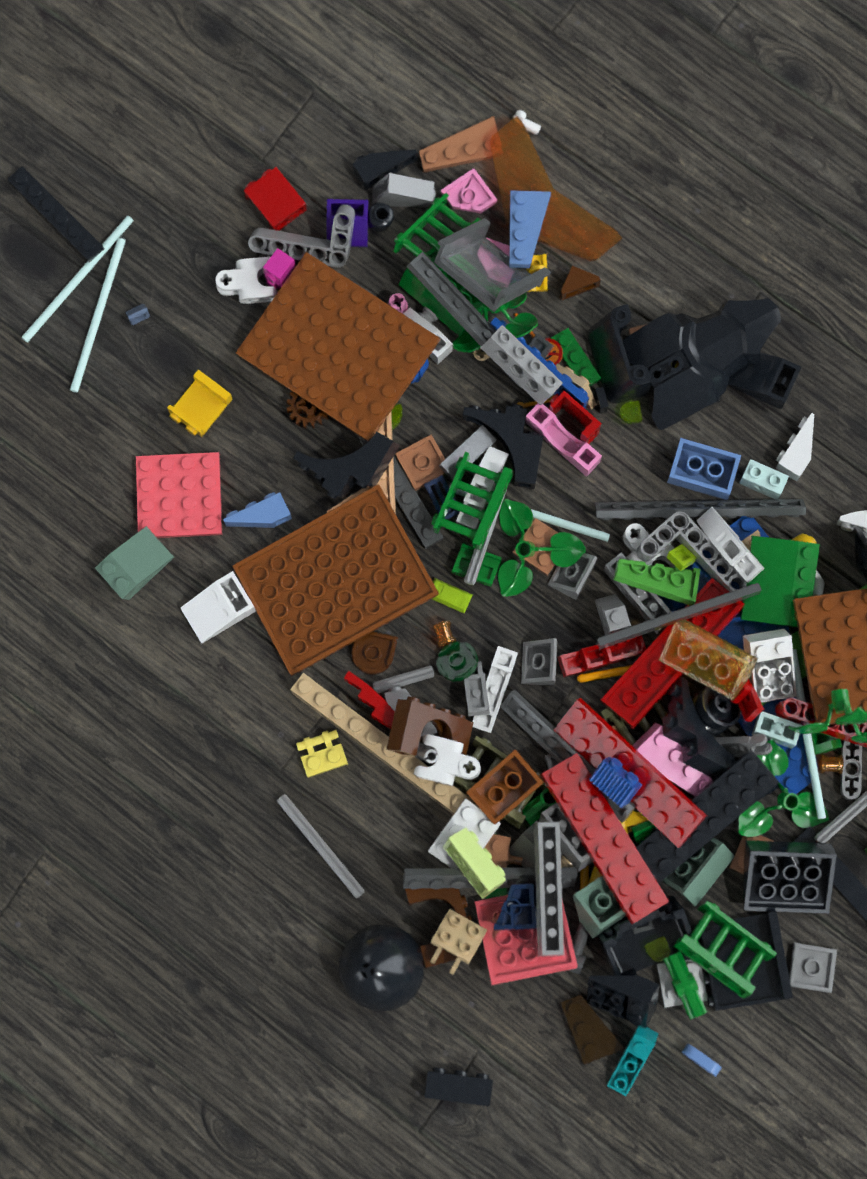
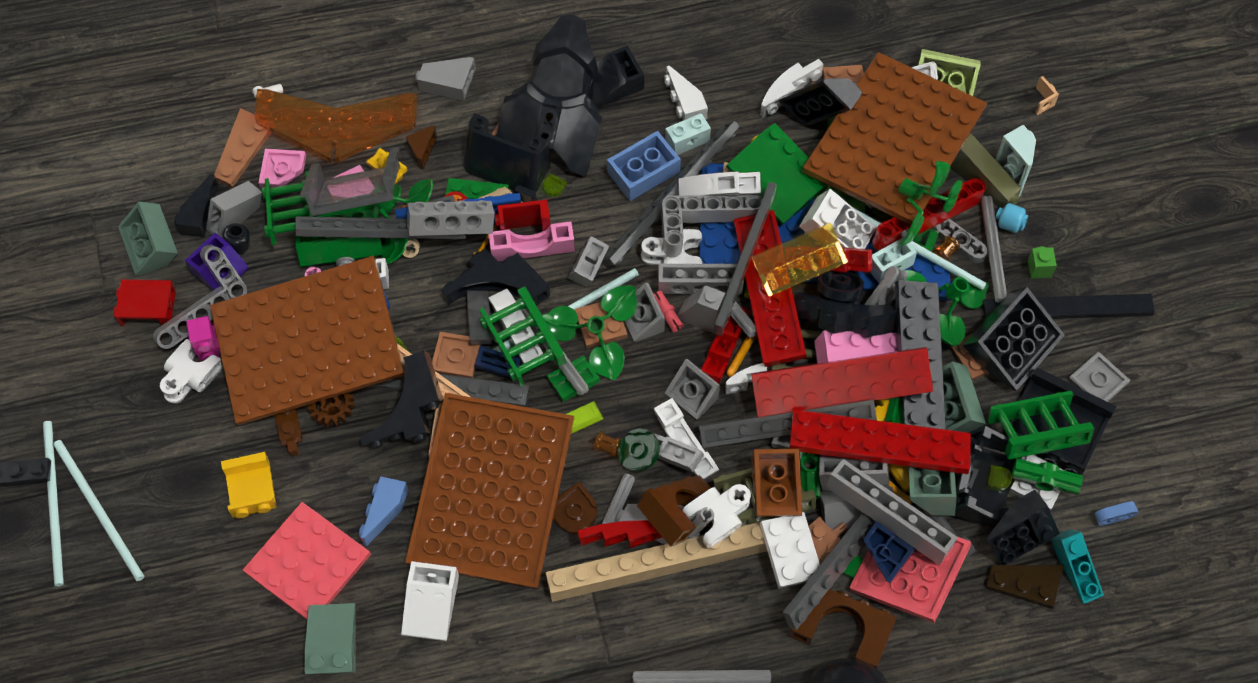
camera: 50 degrees left, 15 degrees down
(137, 314) = (129, 477): sand blue slope -> none
(264, 395) = (289, 430): none -> reddish brown hinge
(325, 759) = (630, 619): light yellow plate -> none
(327, 152) = (147, 238): none -> sand green slope
(458, 937) = (873, 617): tan plate -> none
(474, 862) = (824, 551): yellowish green slope -> none
(526, 220) = (344, 141): medium blue wing -> none
(577, 691) = (740, 380): none -> white slope
(582, 496) = (588, 261): none -> light grey brick
(592, 589) = (668, 312): none -> coral pin
(615, 781) = (843, 393): blue brick -> none
(631, 648) = (743, 319): none -> light grey axle
(656, 249) = (447, 77): none -> light grey slope
(660, 580) = (706, 251): bright green wing -> none
(681, 557) = (699, 227): lime tile -> none

